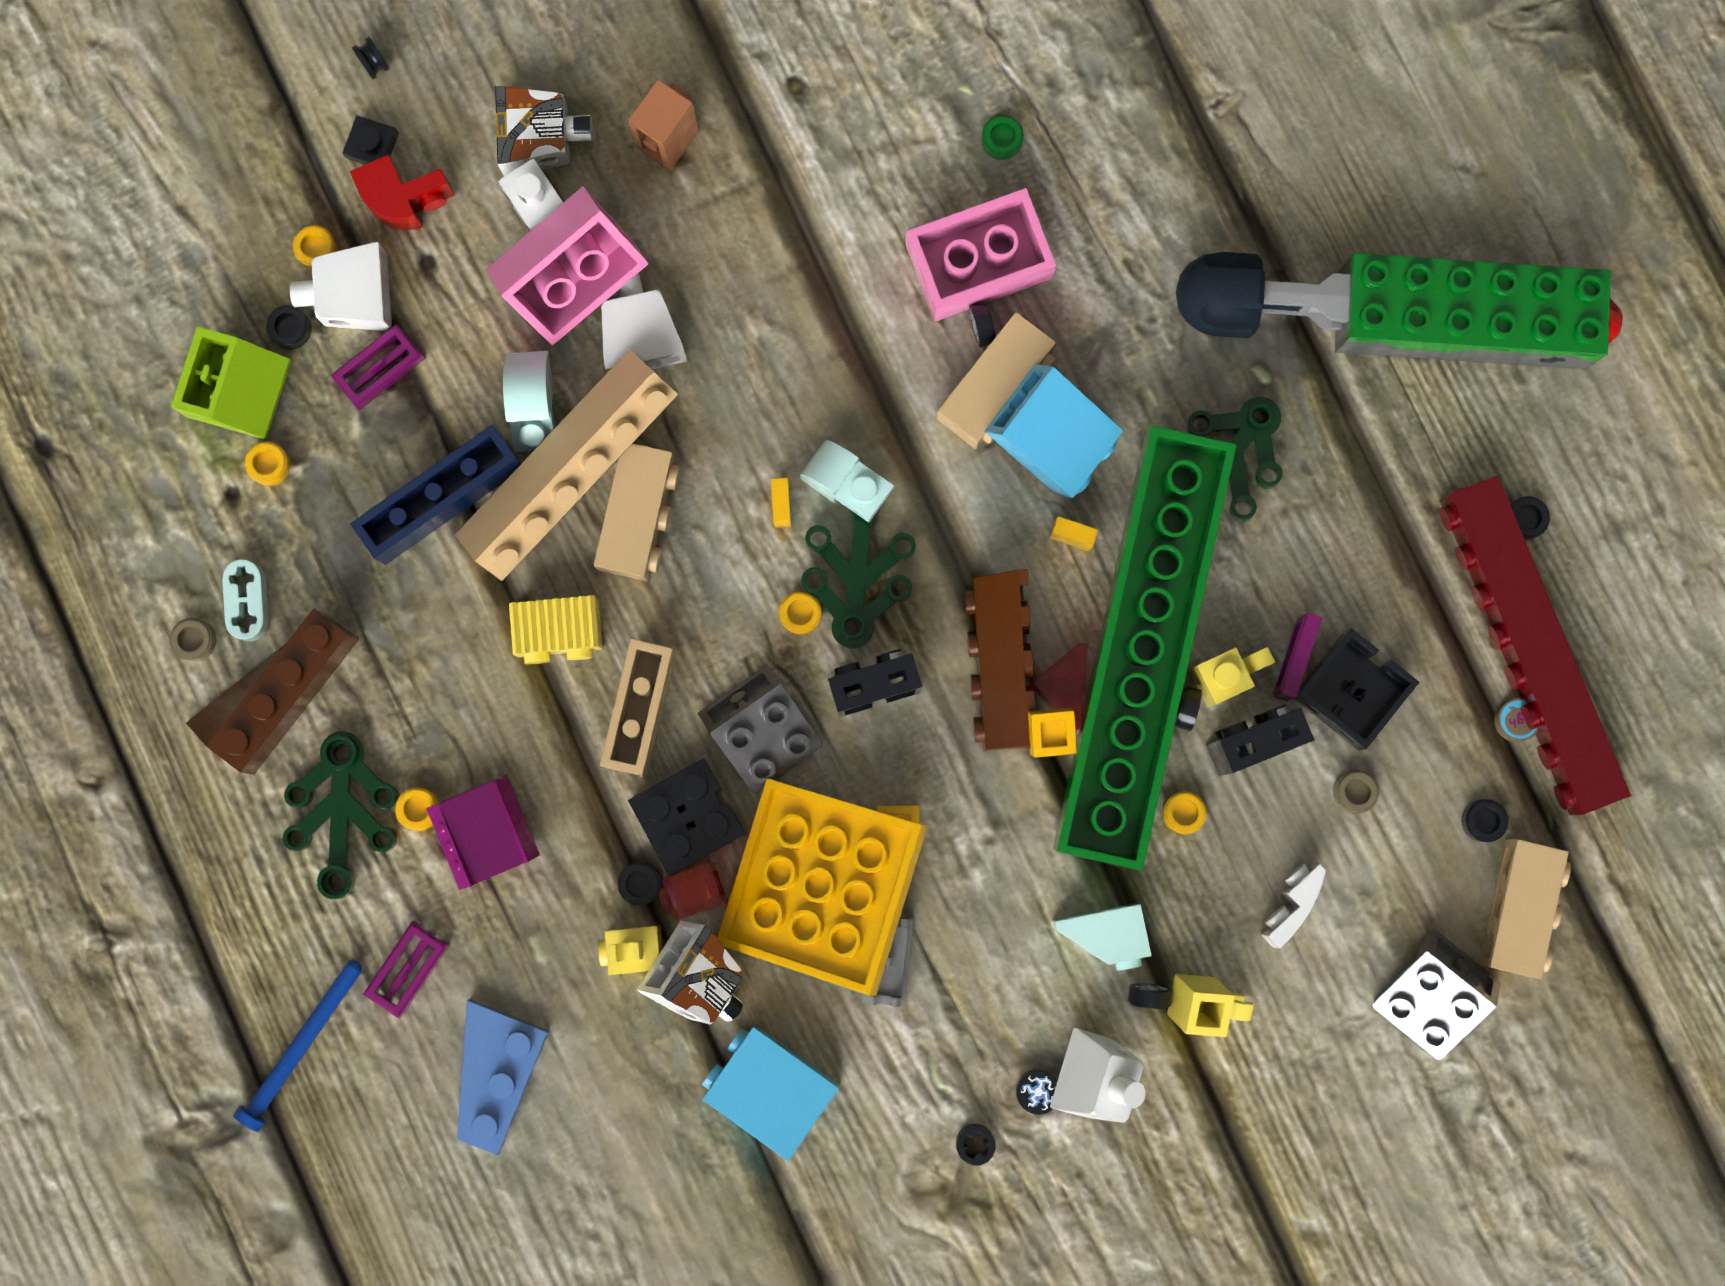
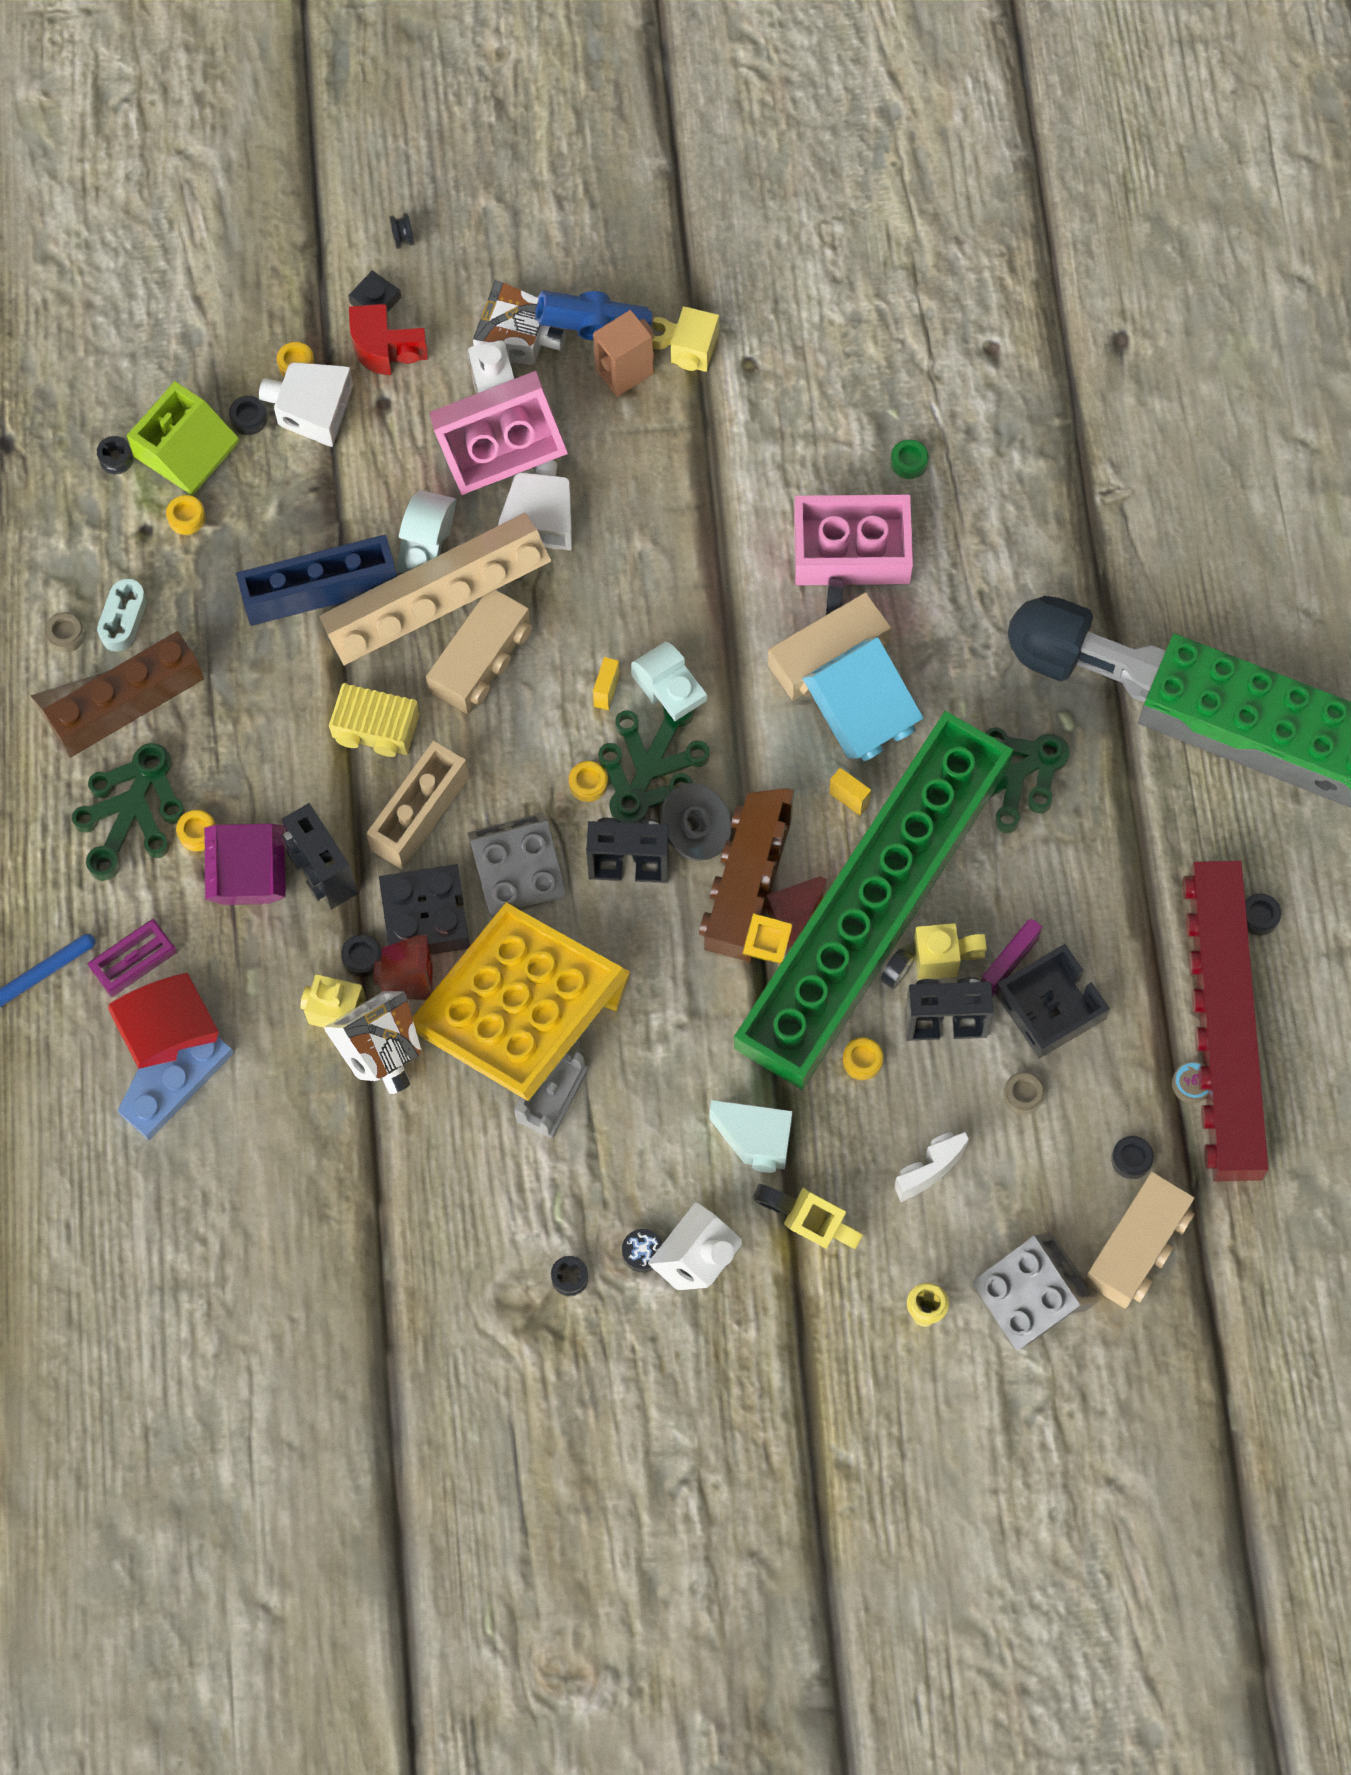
camera: 20 degrees right, 15 degrees down
(151, 419) = (103, 453): none -> black bush
(388, 378) = (309, 475): magenta tile -> none
(466, 1033) = (162, 1020): none -> red slope
(555, 802) = (305, 843): none -> black piece
(609, 91) = (583, 312): none -> blue piece
(726, 79) = (690, 339): none -> light yellow brick
(769, 1091) = (405, 1163): medium azure brick -> none
(941, 616) = (707, 816): none -> dark grey dish
(1353, 1061) = (931, 1296): none -> light yellow cone

